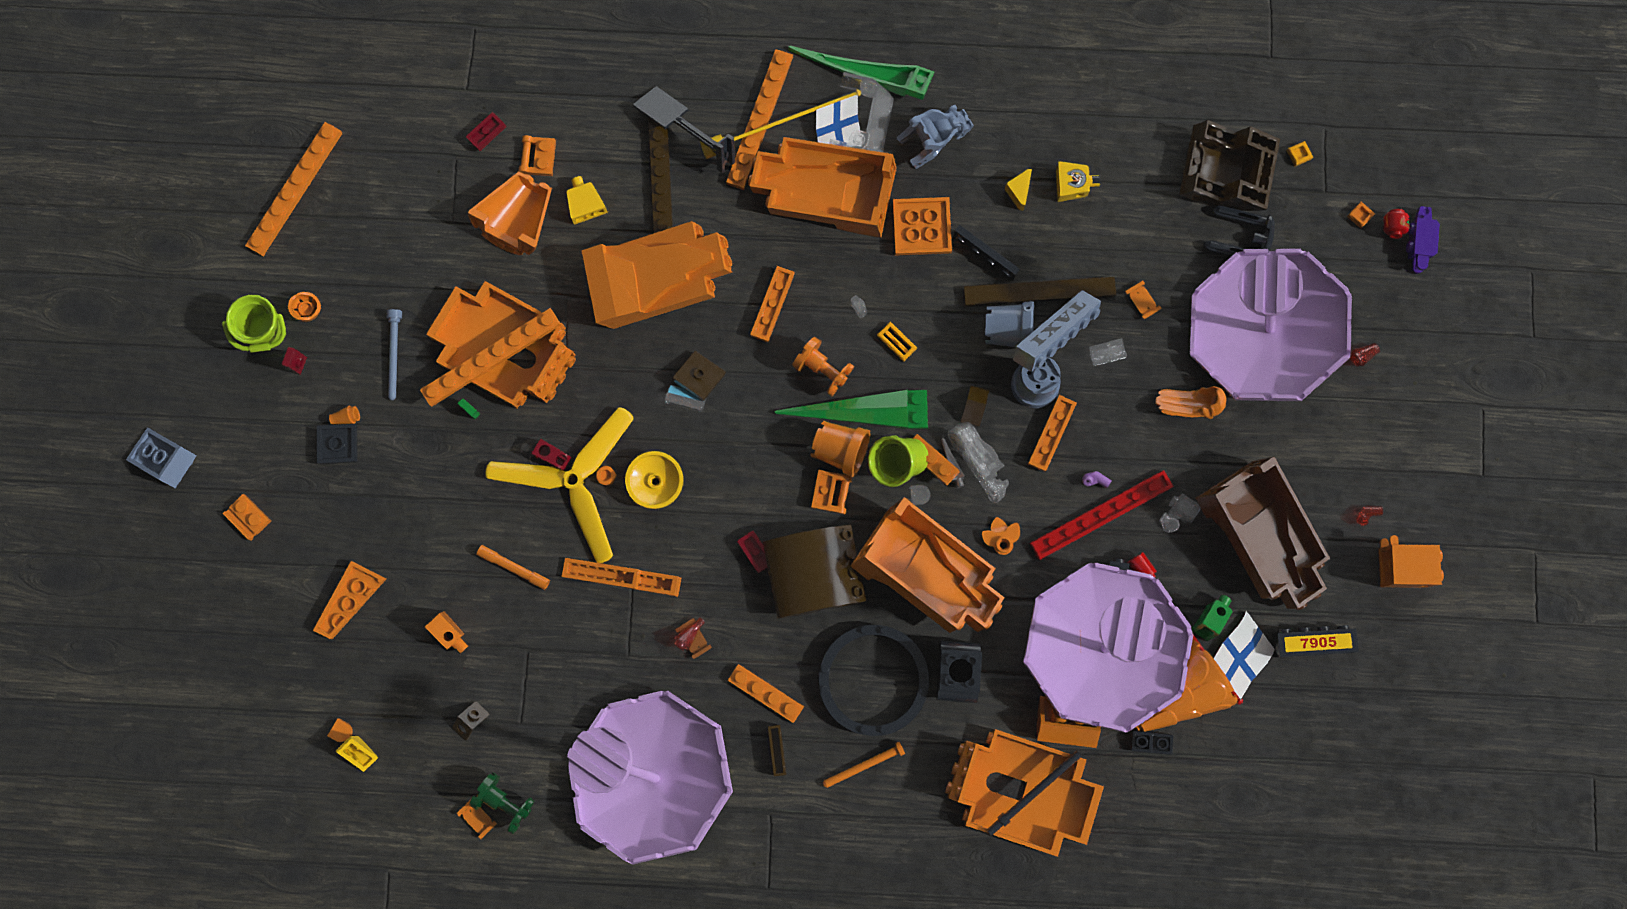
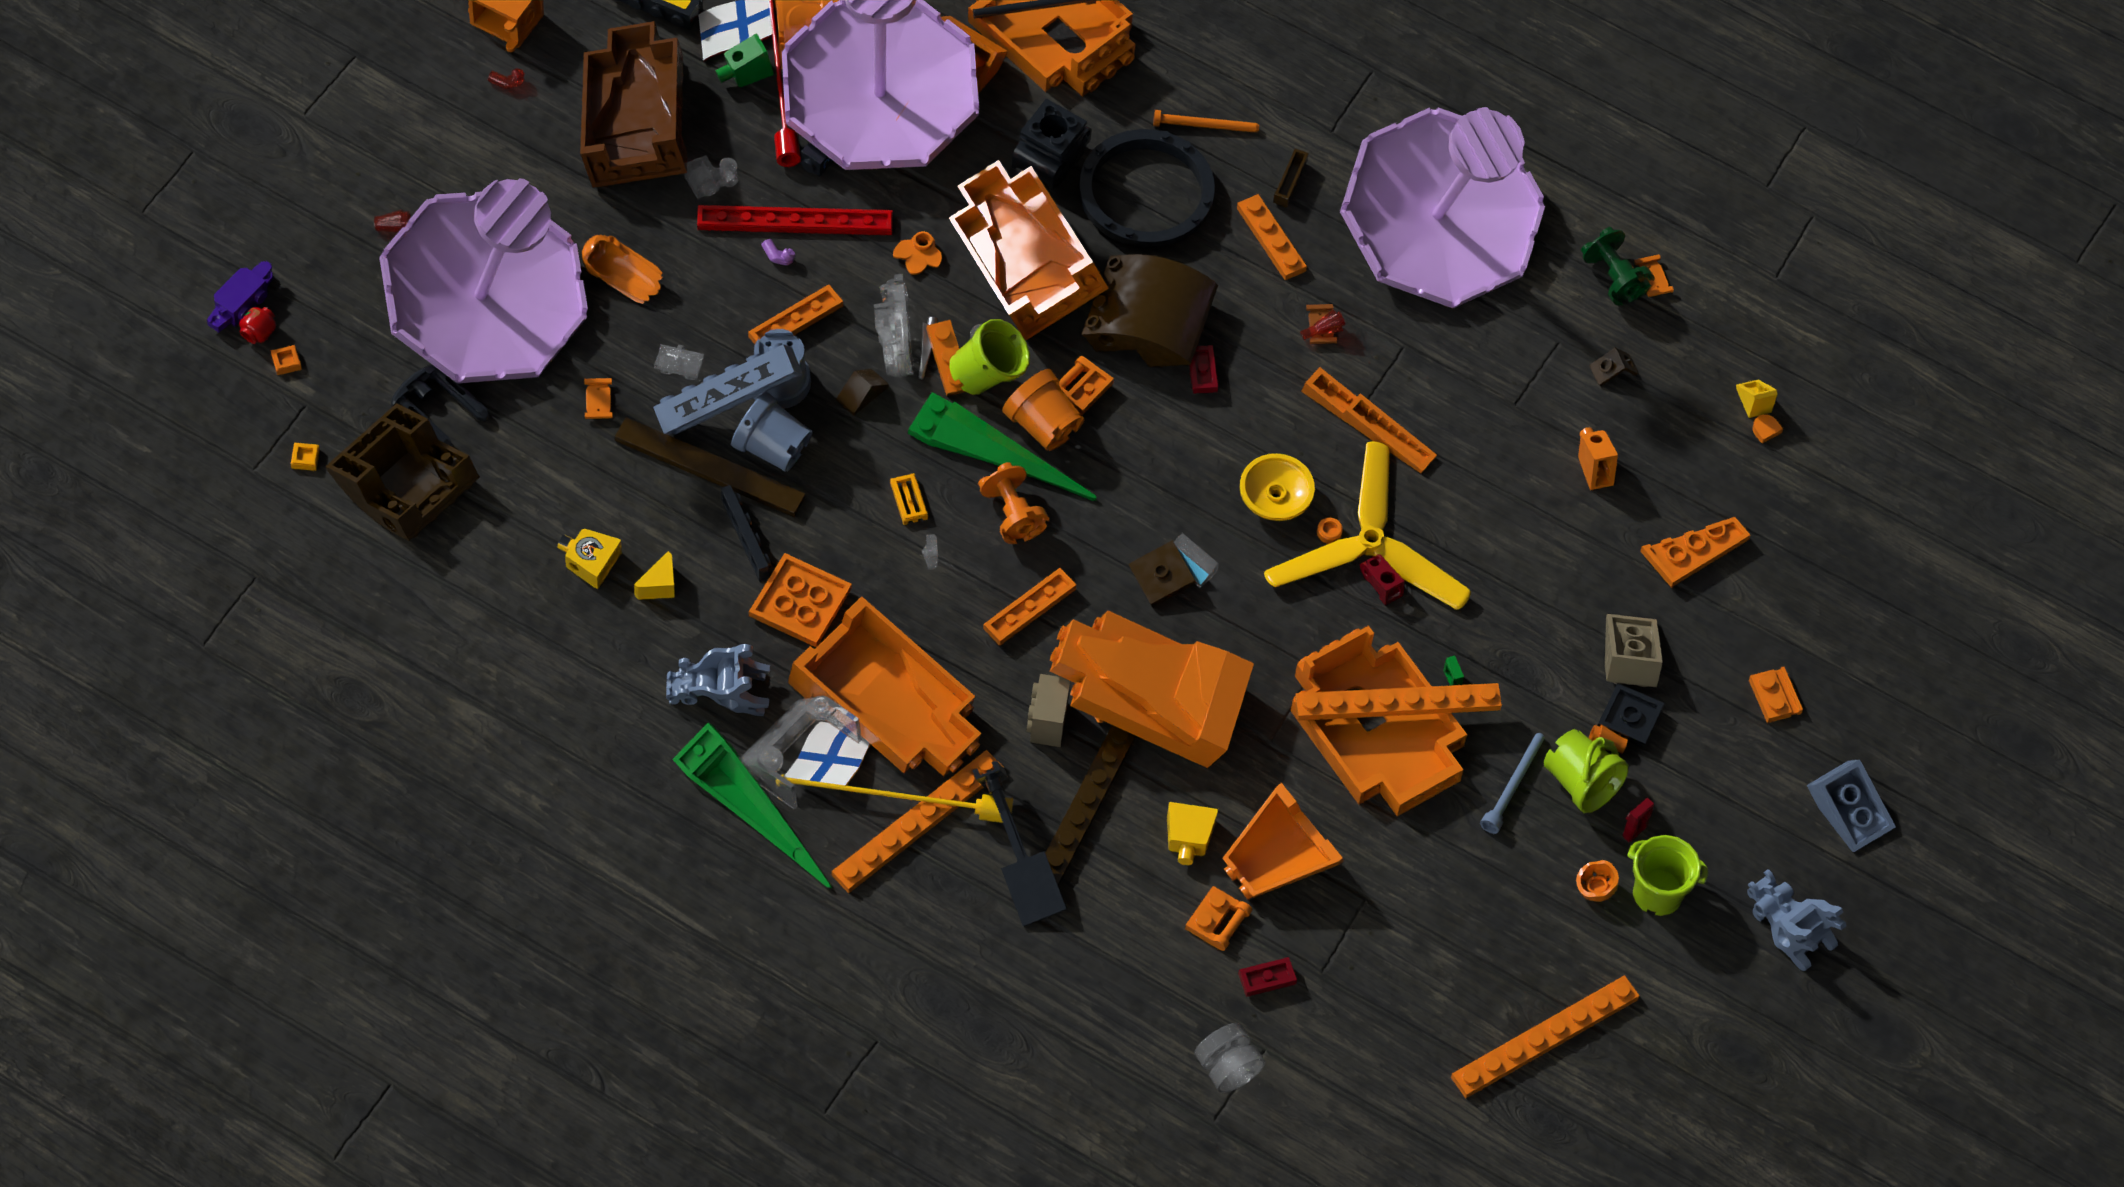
camera: 160 degrees left, 20 degrees down
(163, 347) = (1794, 924): none -> sand blue animal
(343, 376) = (1587, 769): none -> lime piece
(356, 494) = (1632, 651): none -> dark tan slope
(478, 57) = (1229, 1057): none -> clear wheel
(493, 557) = (1504, 510): orange piece -> none
(714, 220) = (1048, 710): none -> dark tan brick

